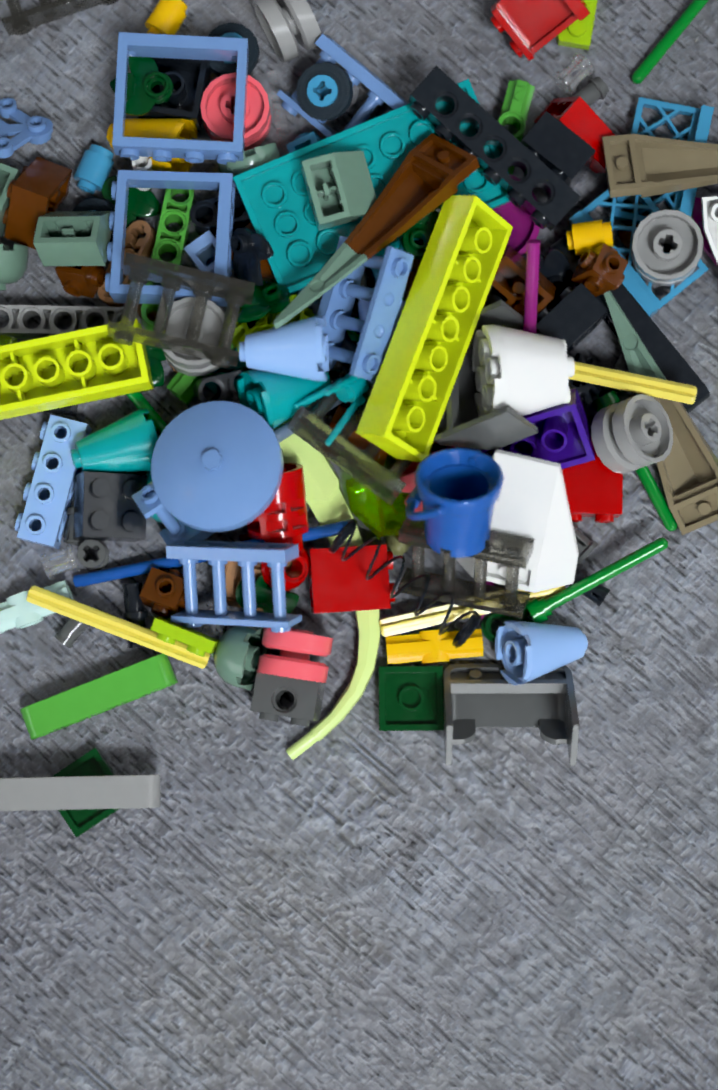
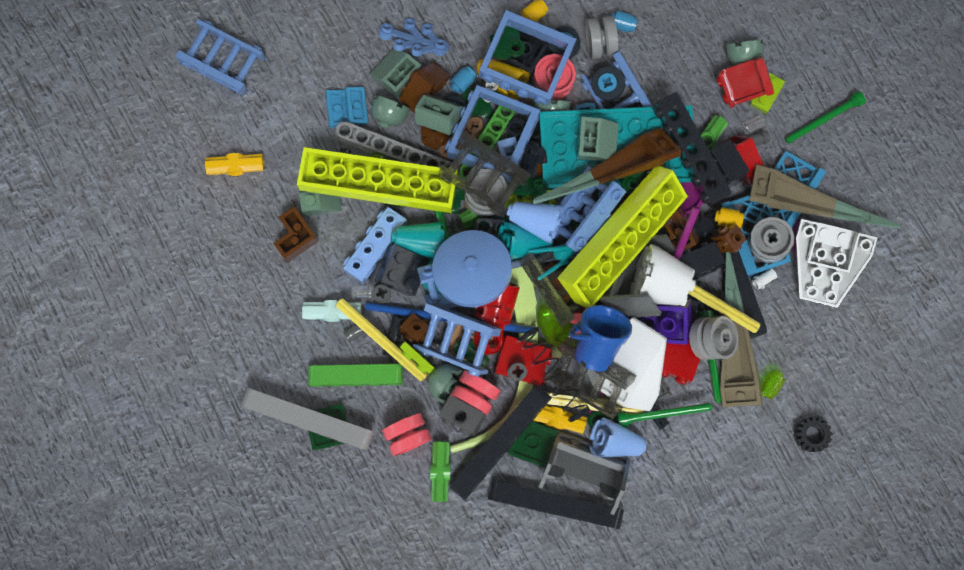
camera: 15 degrees right, 5 degrees down
(210, 757) = (408, 437): none -> coral wheel
(285, 796) = (440, 471): none -> bright green piece
(356, 603) = (521, 376): none -> dark grey bush
(361, 716) = (500, 442): none -> black beam
(479, 780) = (555, 504): none -> black beam
(677, 310) = (760, 281): none -> white pin

